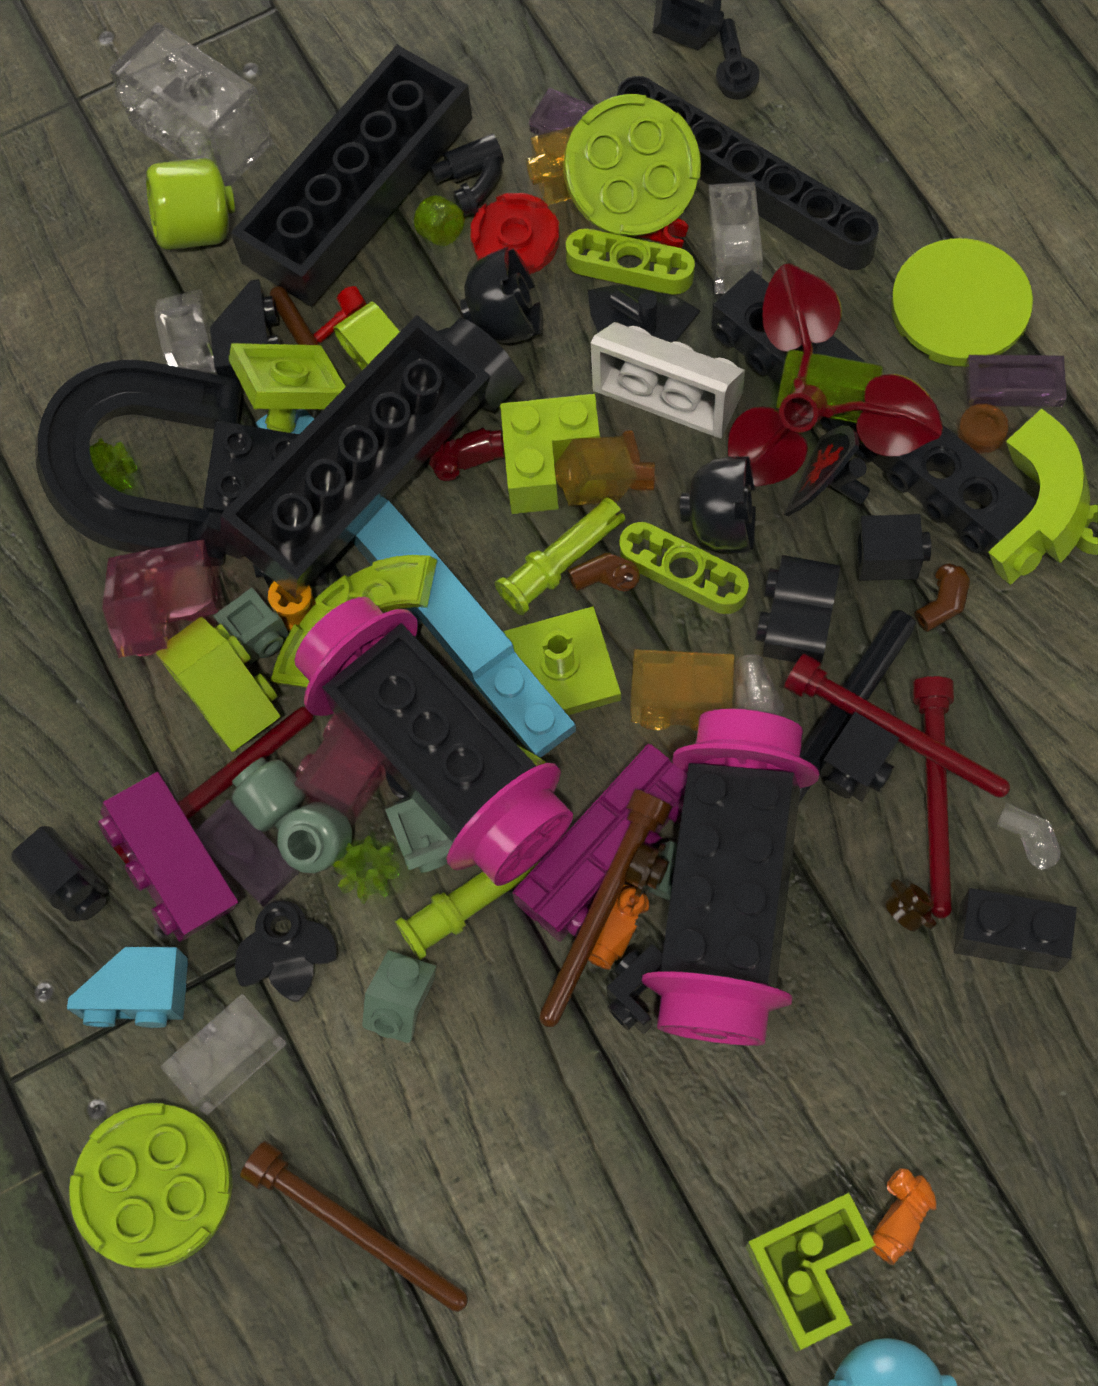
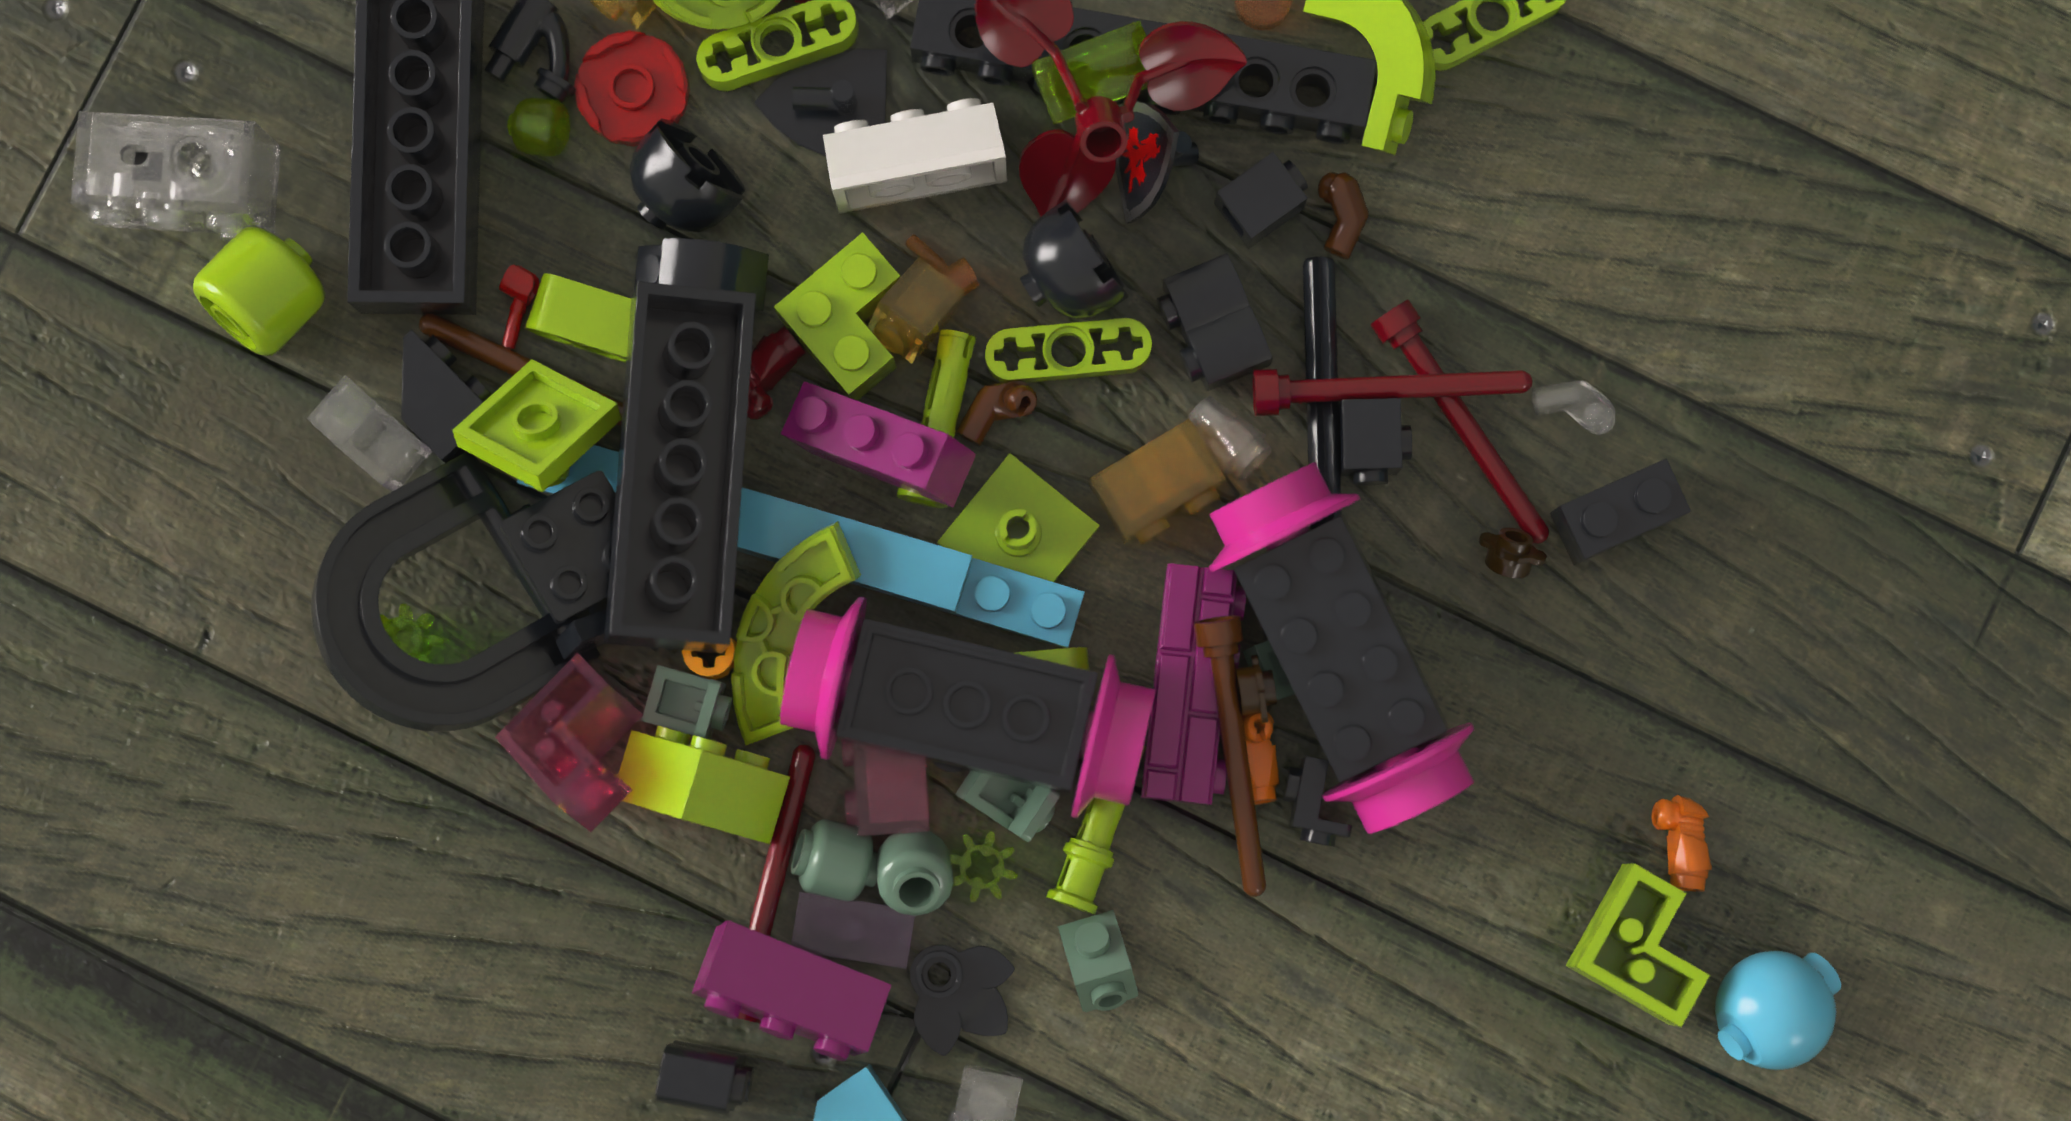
camera: 40 degrees left, 15 degrees up
(505, 533) = (878, 444): none -> magenta brick

